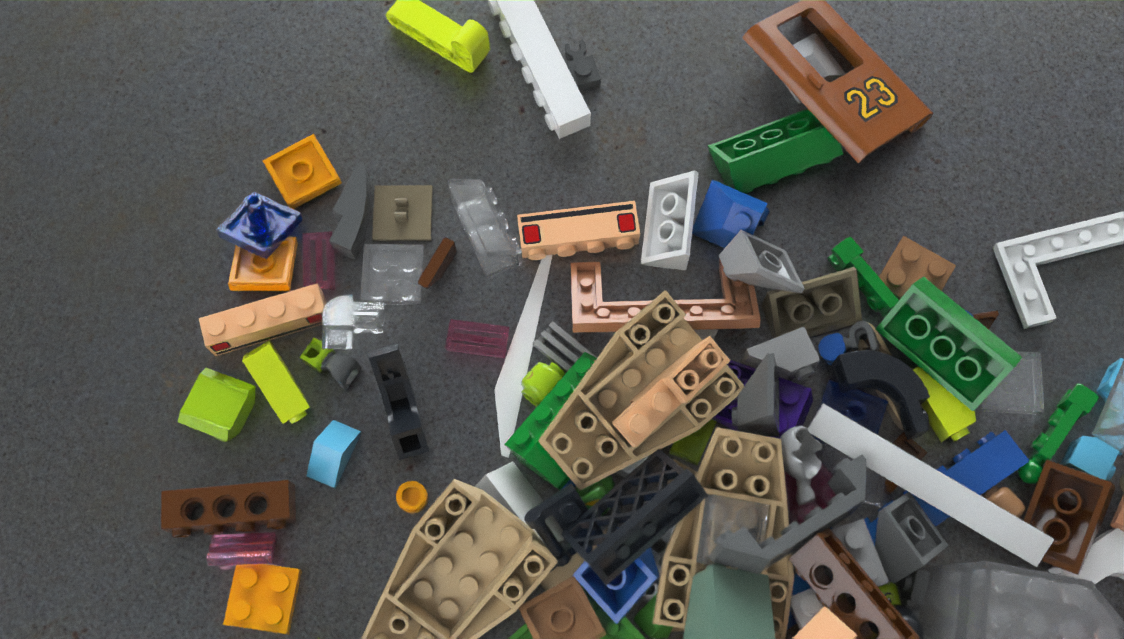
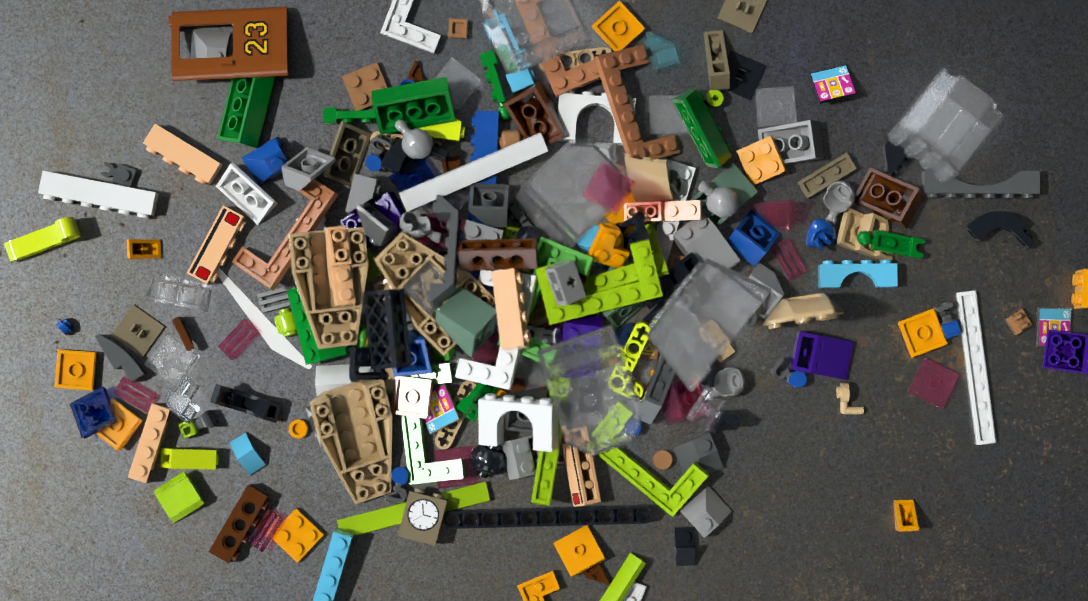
camera: 55 degrees left, 15 degrees up
(348, 124) = (64, 326): none -> blue plate
(508, 147) = (143, 249): none -> light orange slope
(660, 117) = (183, 154): none -> light nougat brick
(908, 377) = (415, 142): none -> light grey hair
(1079, 336) = (458, 28): none -> medium nougat tile

